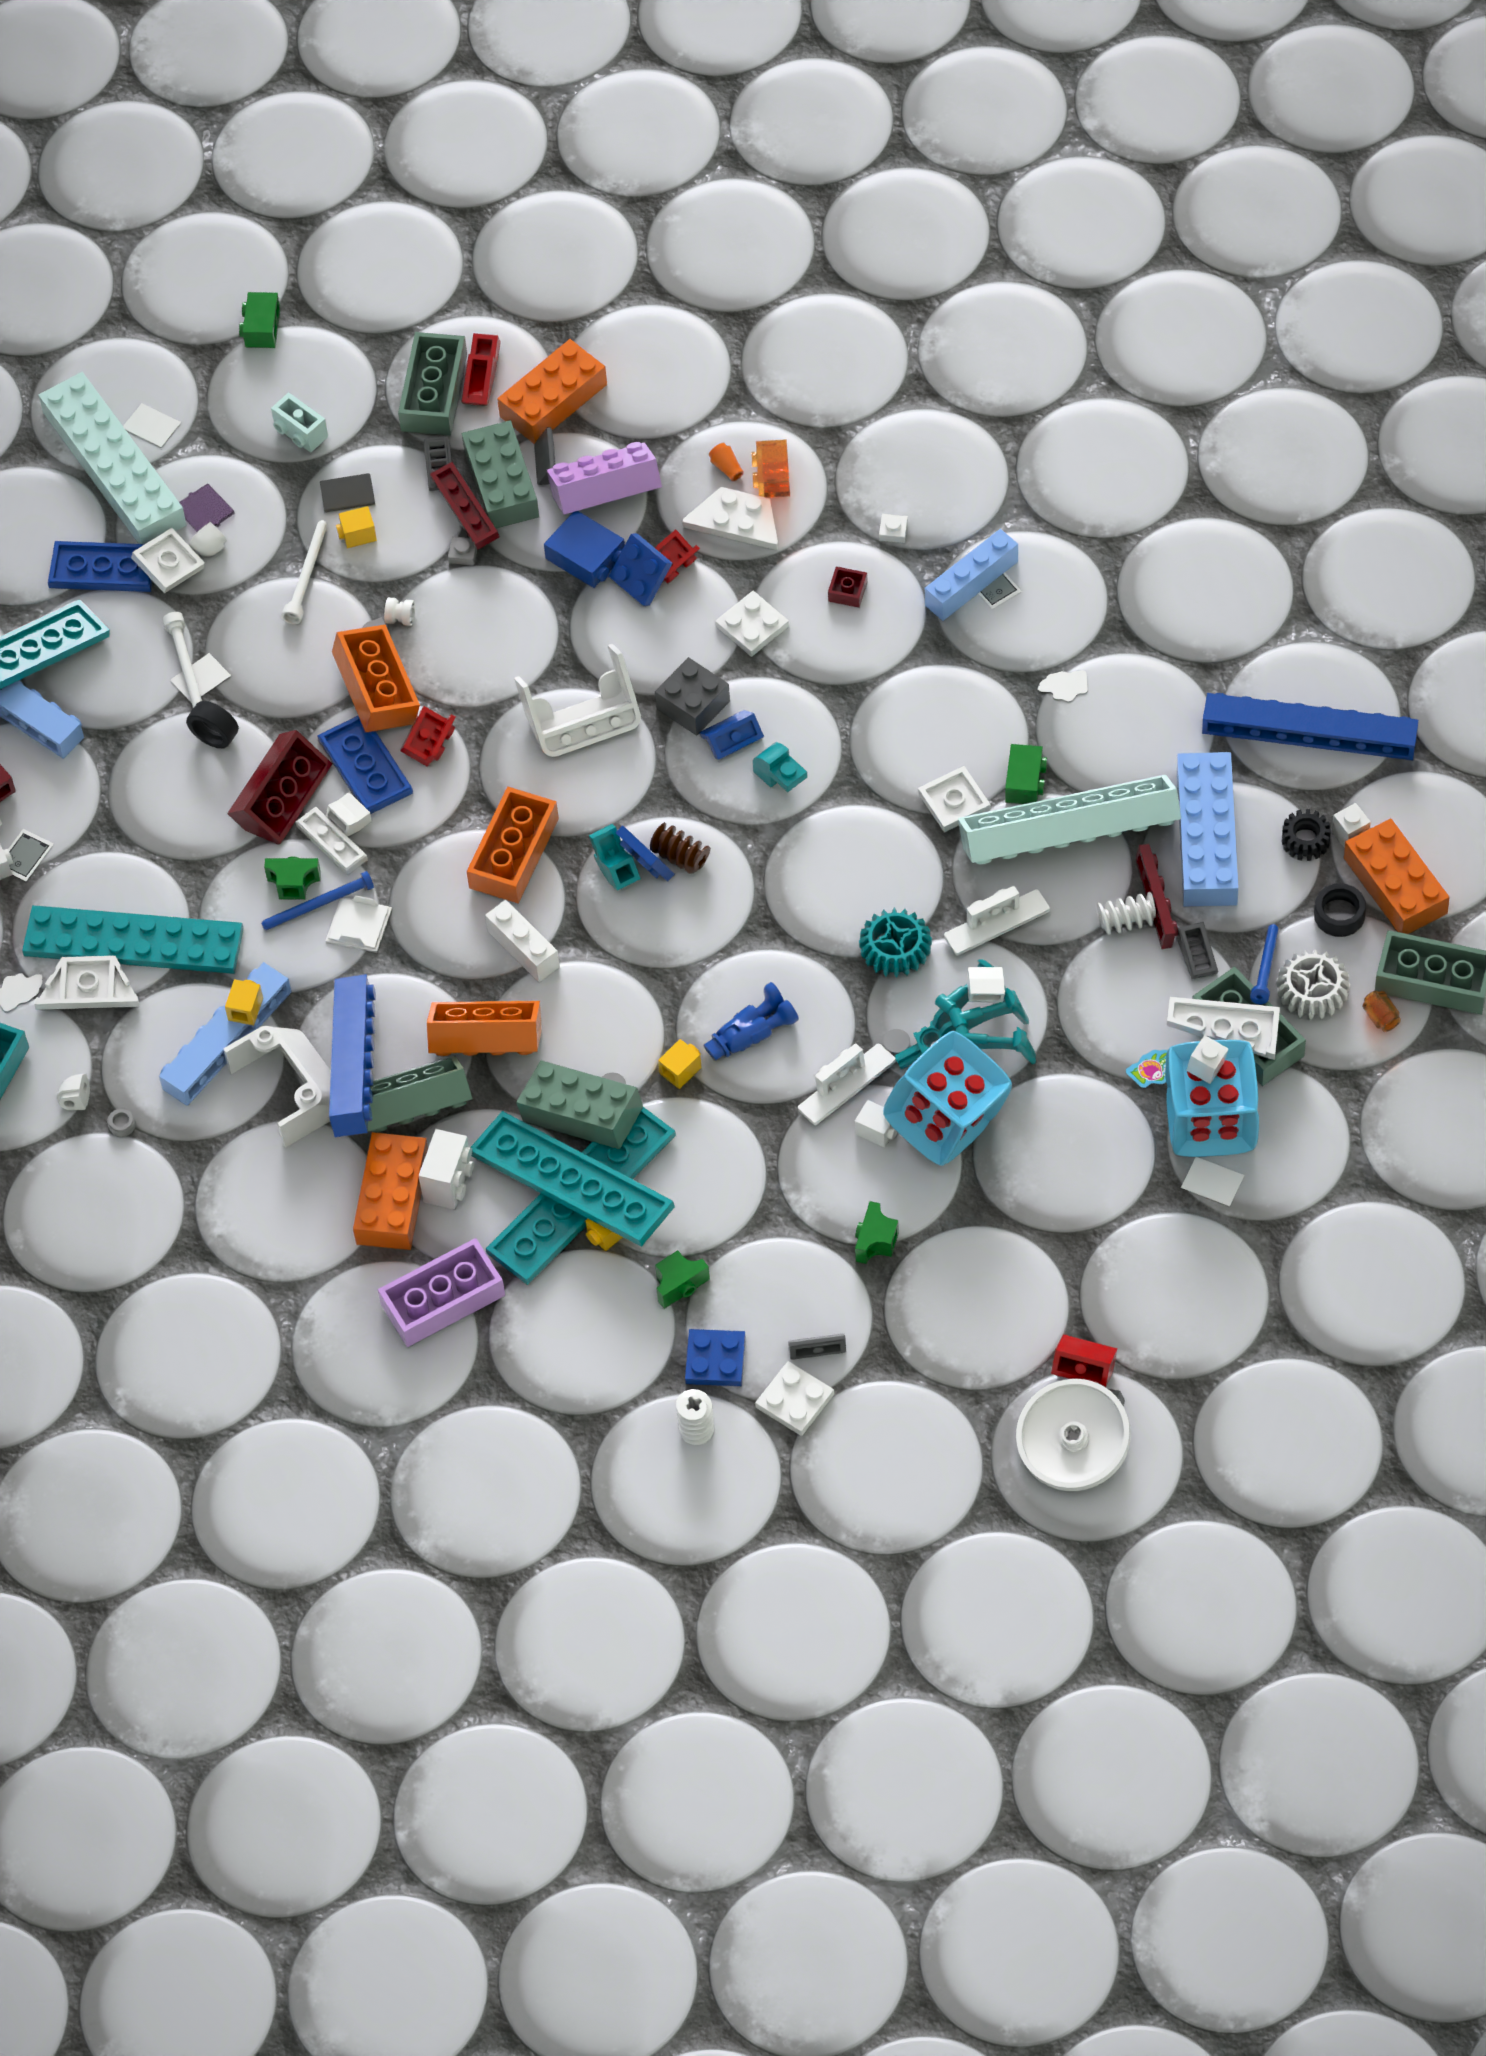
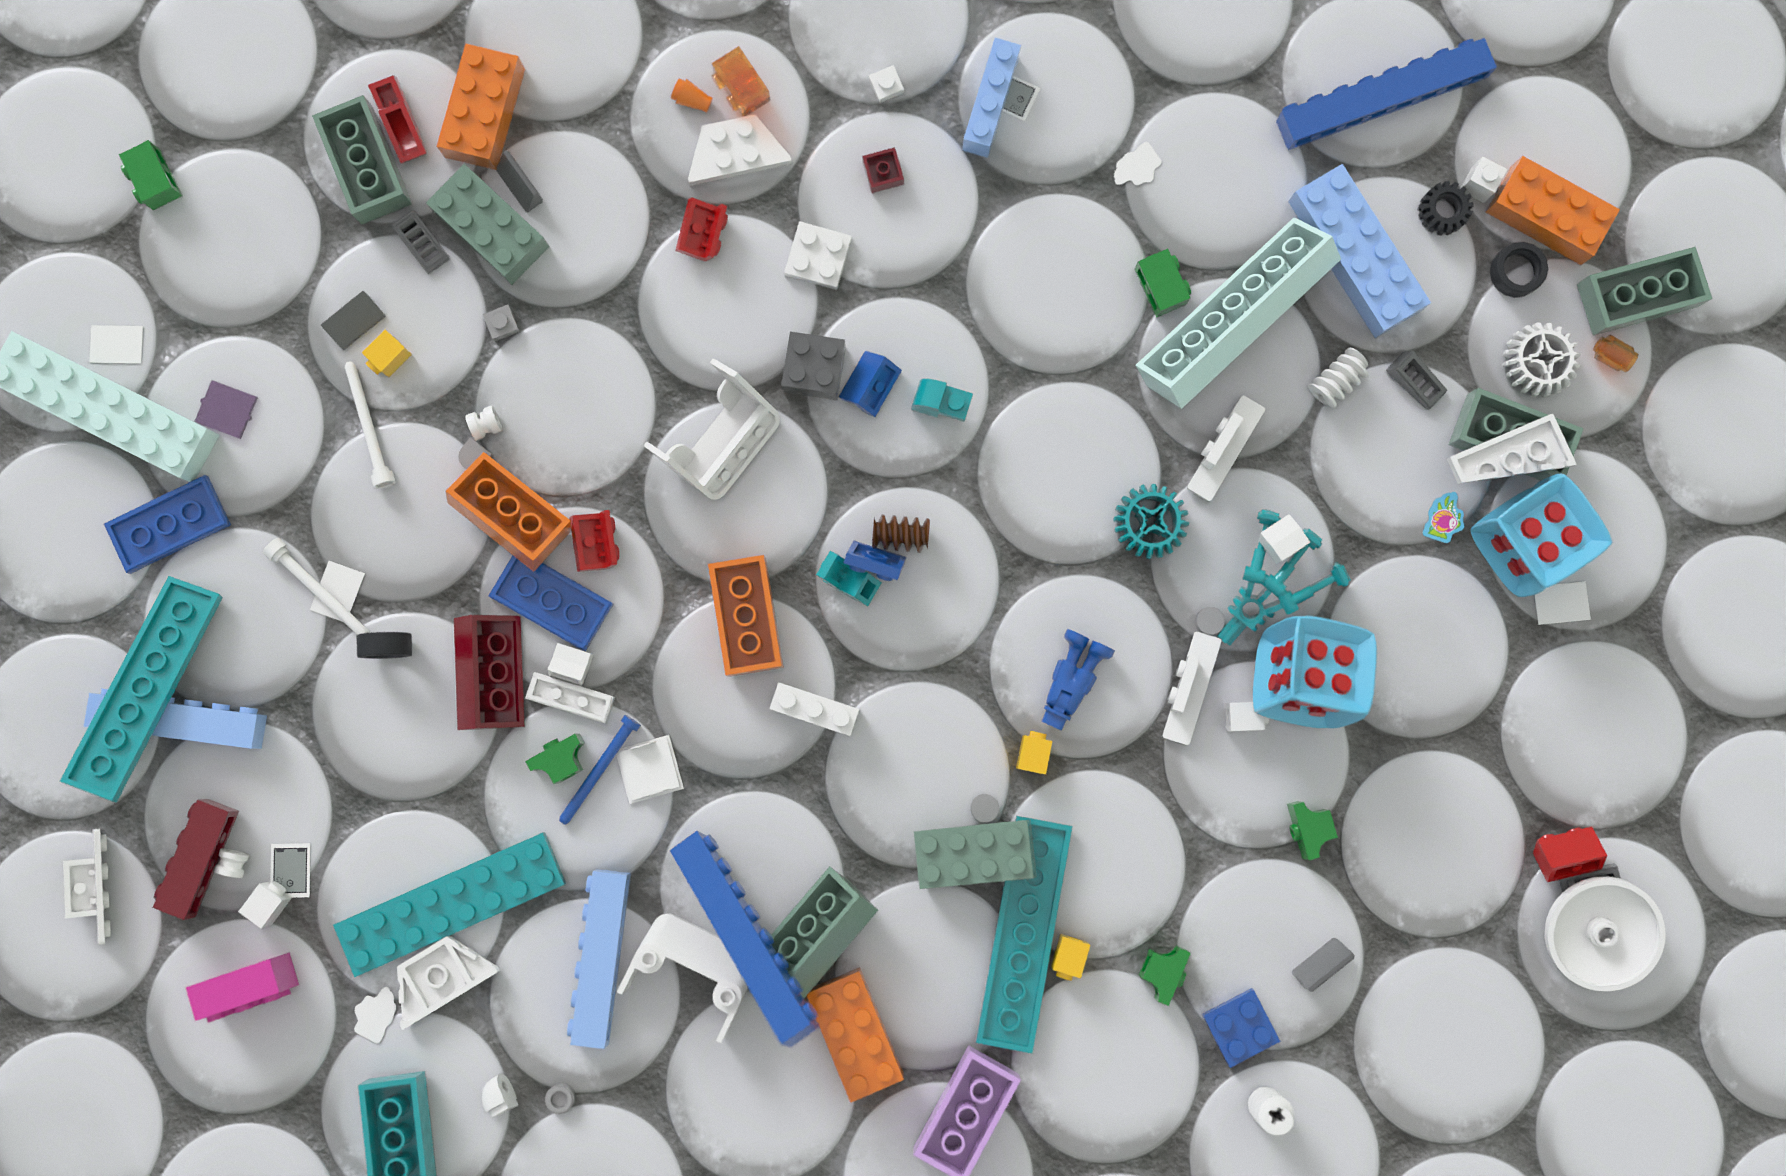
camera: 35 degrees left, 25 degrees up
(168, 560) = (227, 488): white plate -> none
(208, 541) = (253, 445): white piece -> none
(244, 1002) = (604, 930): yellow brick -> none
(299, 422) = (260, 271): light aqua brick -> none
(446, 1169) = (894, 990): white brick -> none
(464, 505) = (476, 277): dark red plate -> none
(484, 1027) = (840, 825): orange brick -> none
(572, 1178) = (1016, 936): teal plate -> none
(584, 549) = (617, 261): blue brick -> none
(604, 477) = (592, 179): lavender brick -> none
(640, 569) = (685, 258): blue plate -> none
(794, 1398) = (1334, 1028): white plate -> none
(953, 797) = (1113, 342): white plate -> none
(1152, 882) = (1346, 337): dark red plate -> none
(1207, 1059) = (1548, 519): white brick -> none
(1260, 993) = (1522, 405): blue bar -> none

